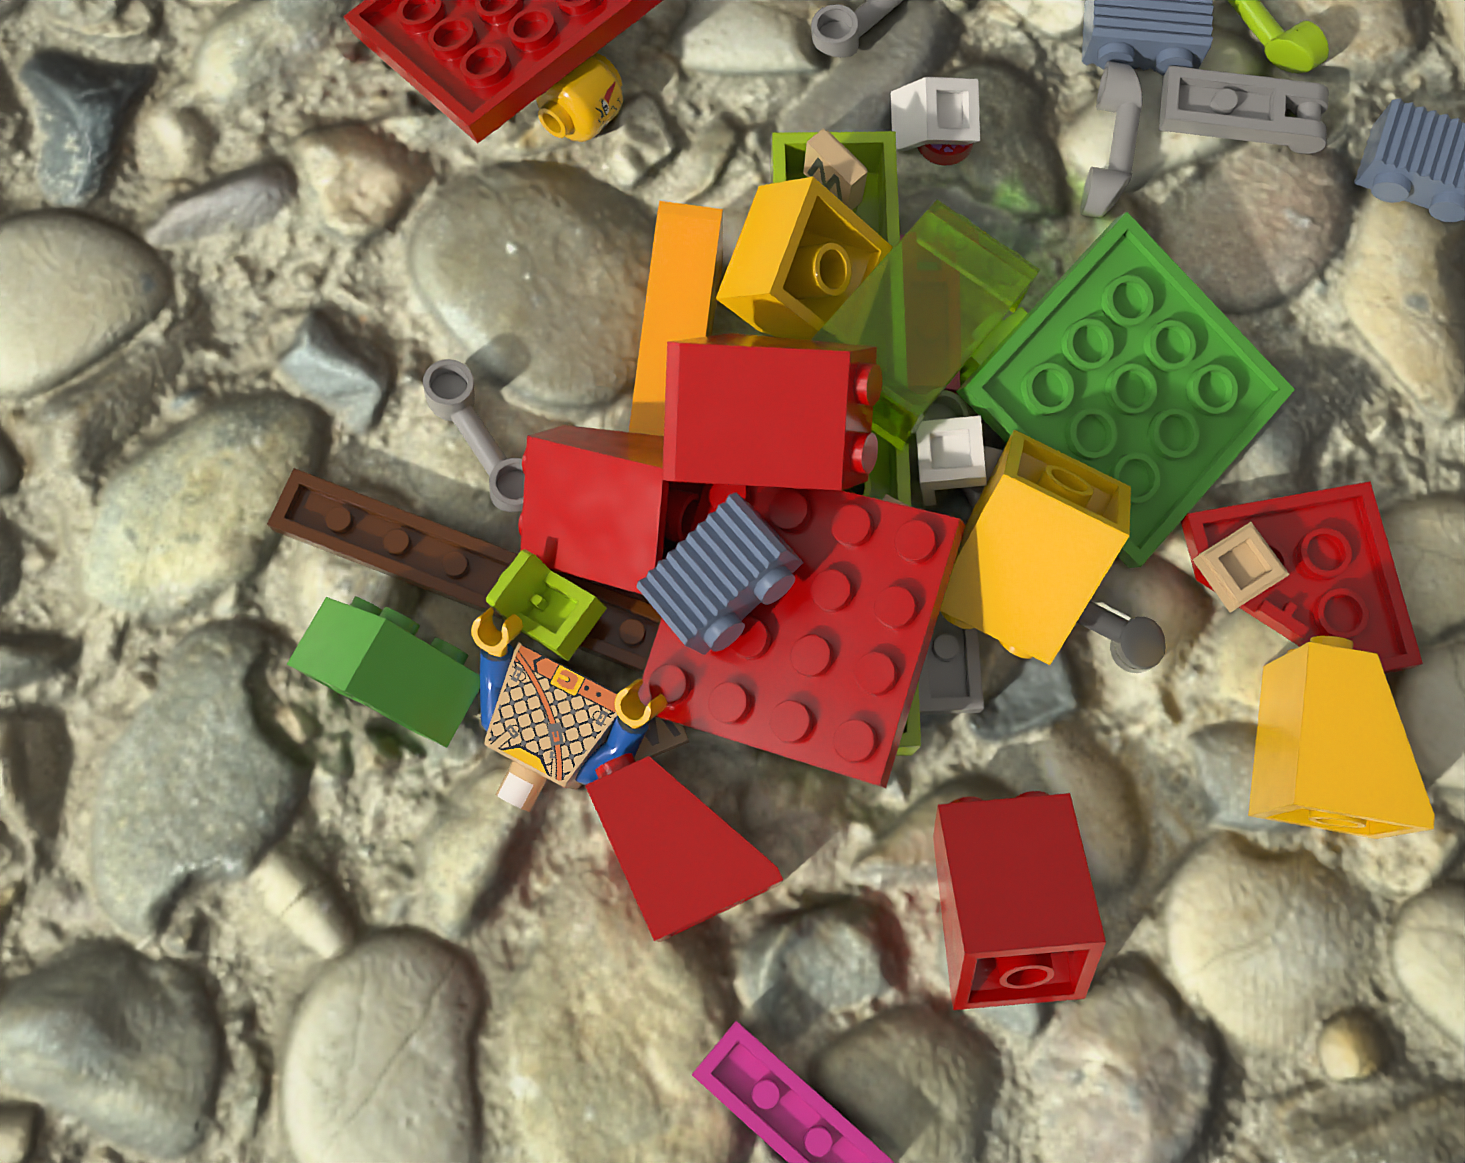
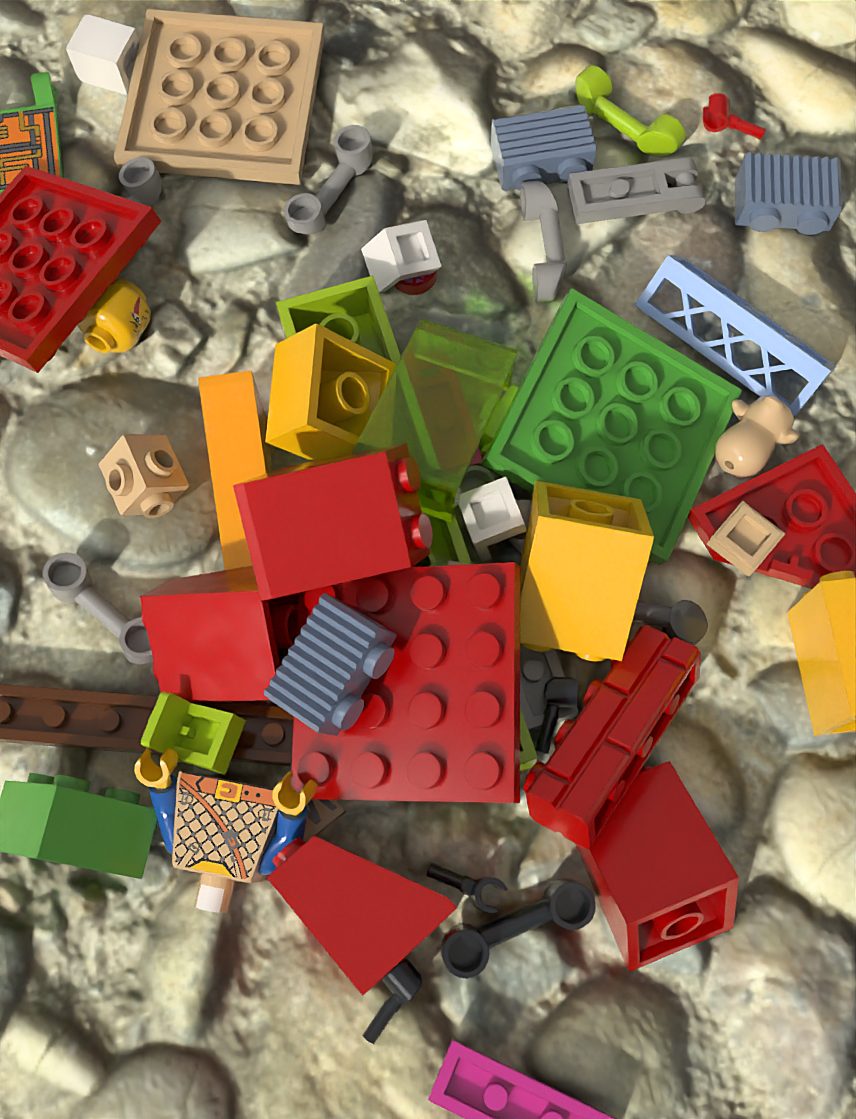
camera: 15 degrees left, 5 degrees down
(565, 295) = (143, 475): none -> tan brick
(700, 945) = (403, 983): none -> black hand
(799, 861) = (466, 885): none -> black hand
(835, 168) = (333, 313): tan tile -> none
(904, 911) = (467, 947): none -> black bar
(966, 681) = (557, 693): none -> black hand
(1014, 744) = (612, 736): none -> red brick
(1285, 454) = (749, 443): none -> tan animal
(1326, 303) = (744, 318): none -> light blue fence
(1377, 41) = (718, 117): none -> red hand

